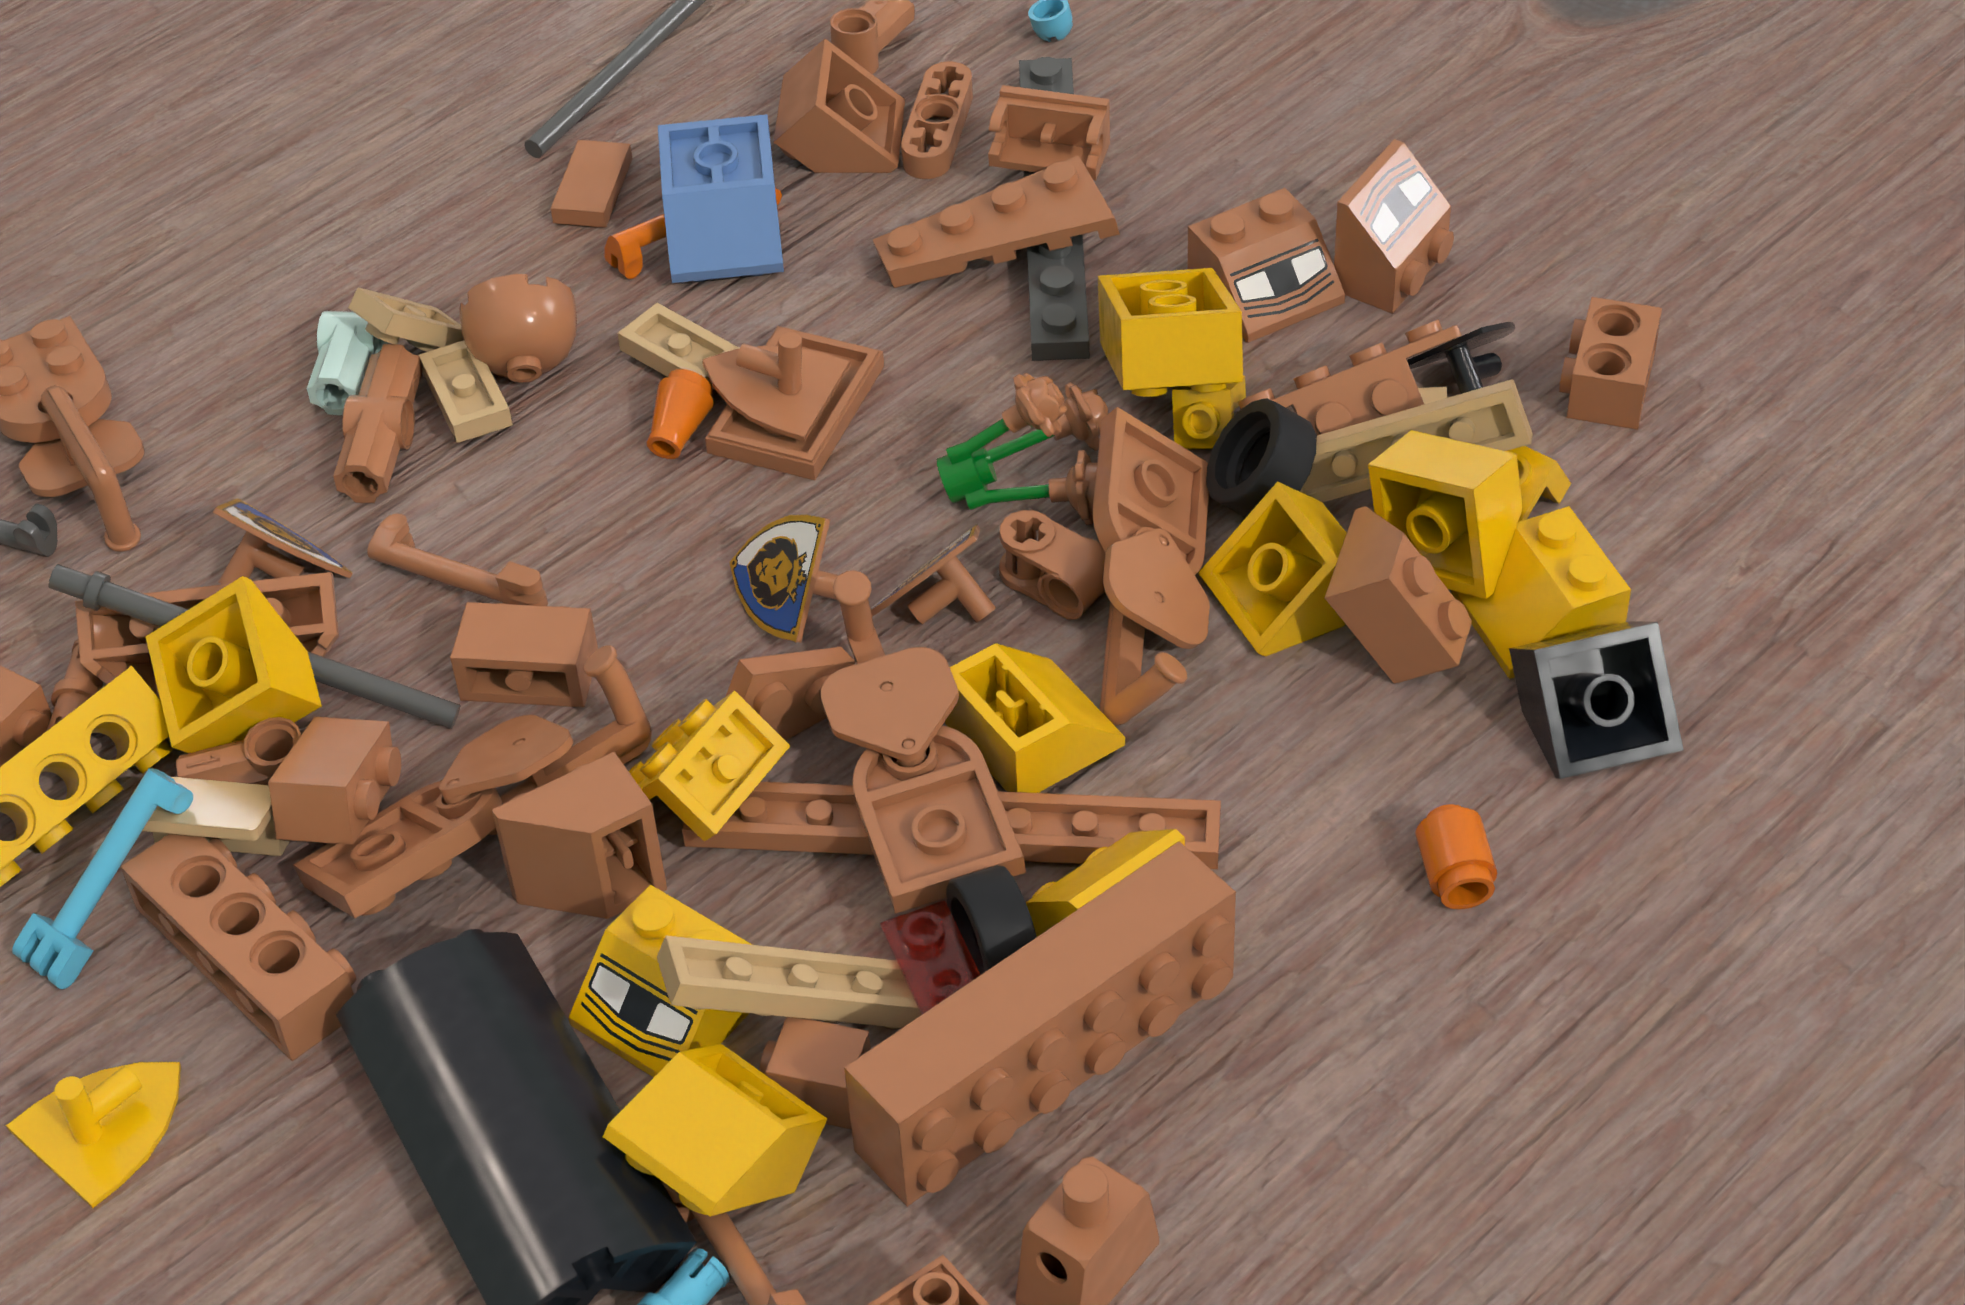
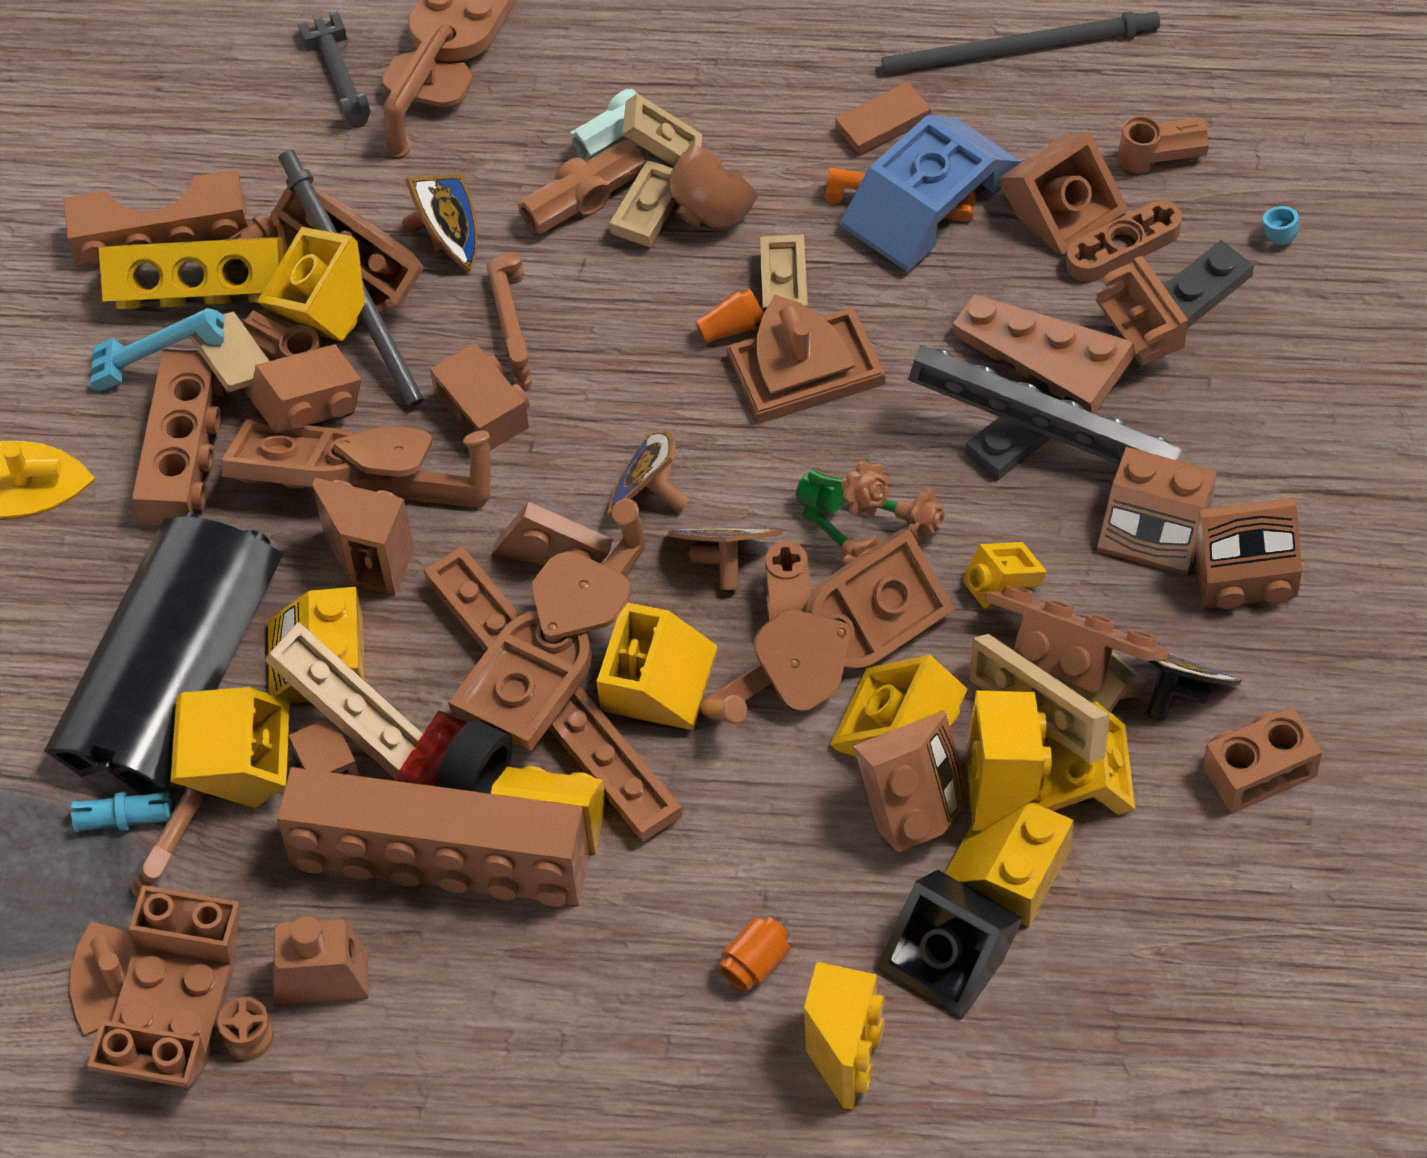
camera: 50 degrees right, 10 degrees up
(710, 762) = (464, 547): yellow bracket -> none
(1061, 261) = (1031, 408): none -> dark grey plate
(1170, 331) = (1018, 504): yellow brick -> none
(1256, 451) = (965, 631): black tyre -> none
(1641, 830) = (843, 1027): none -> yellow slope

